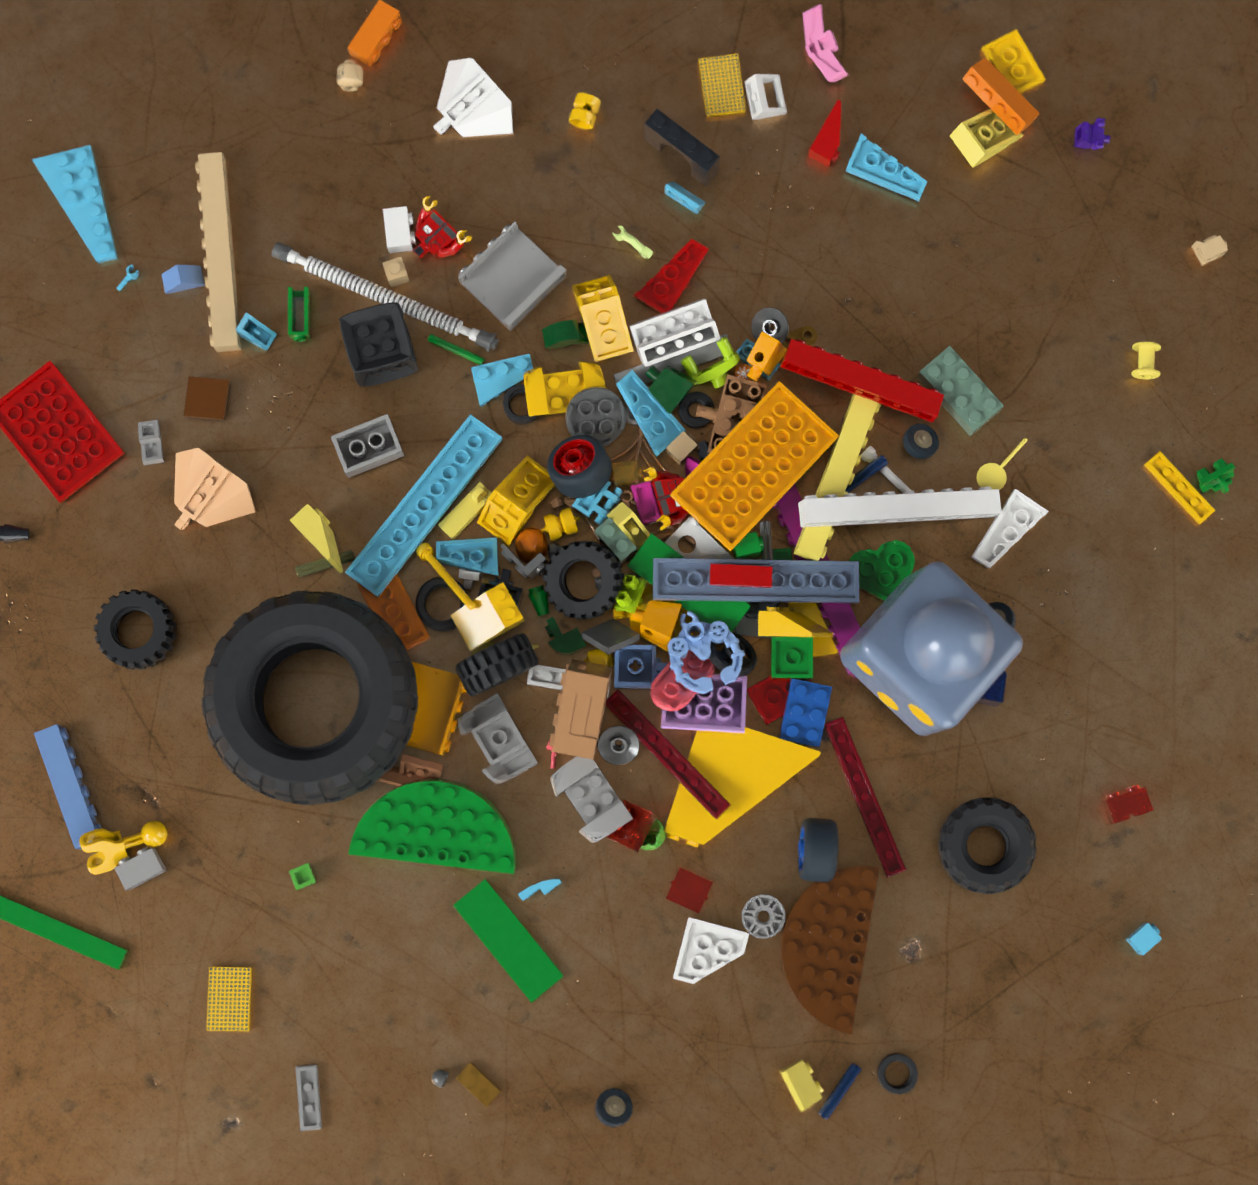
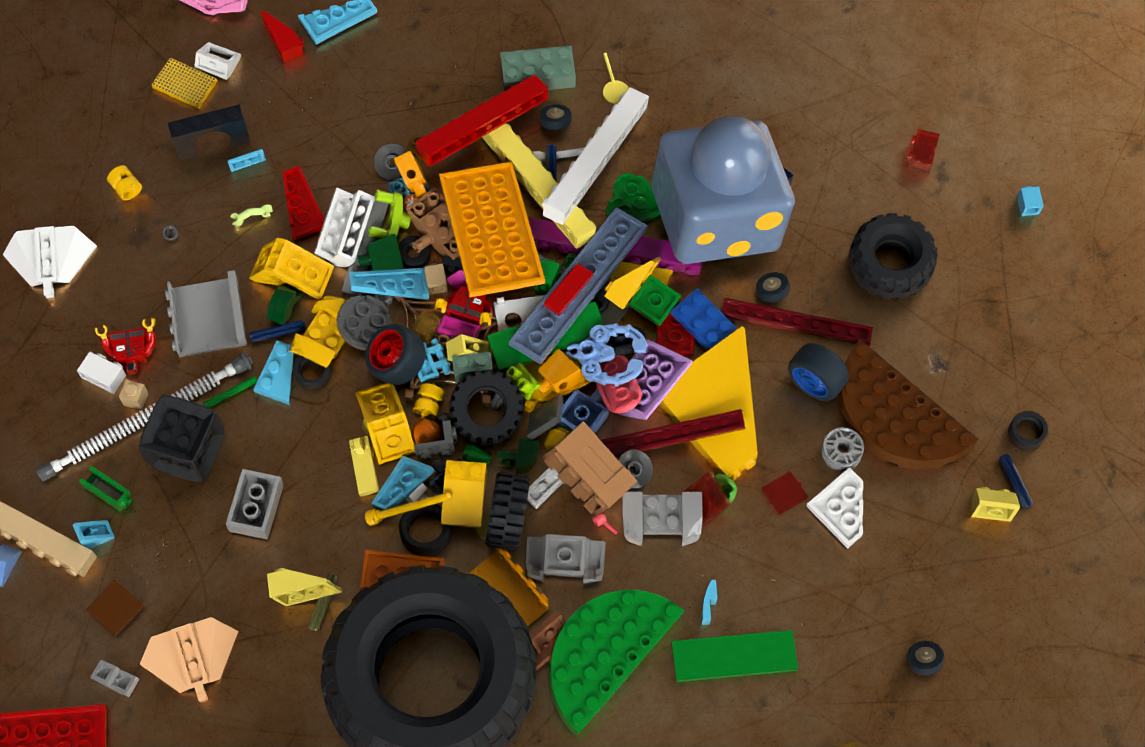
camera: 60 degrees left, 15 degrees down
(423, 505) = (336, 495): medium azure plate -> none
(539, 347) = (277, 330): none -> dark blue axle
(563, 184) = (166, 233): none -> dark grey hinge
(882, 754) = (772, 287): none -> black wheel
(1016, 519) = (661, 100): white wing -> none

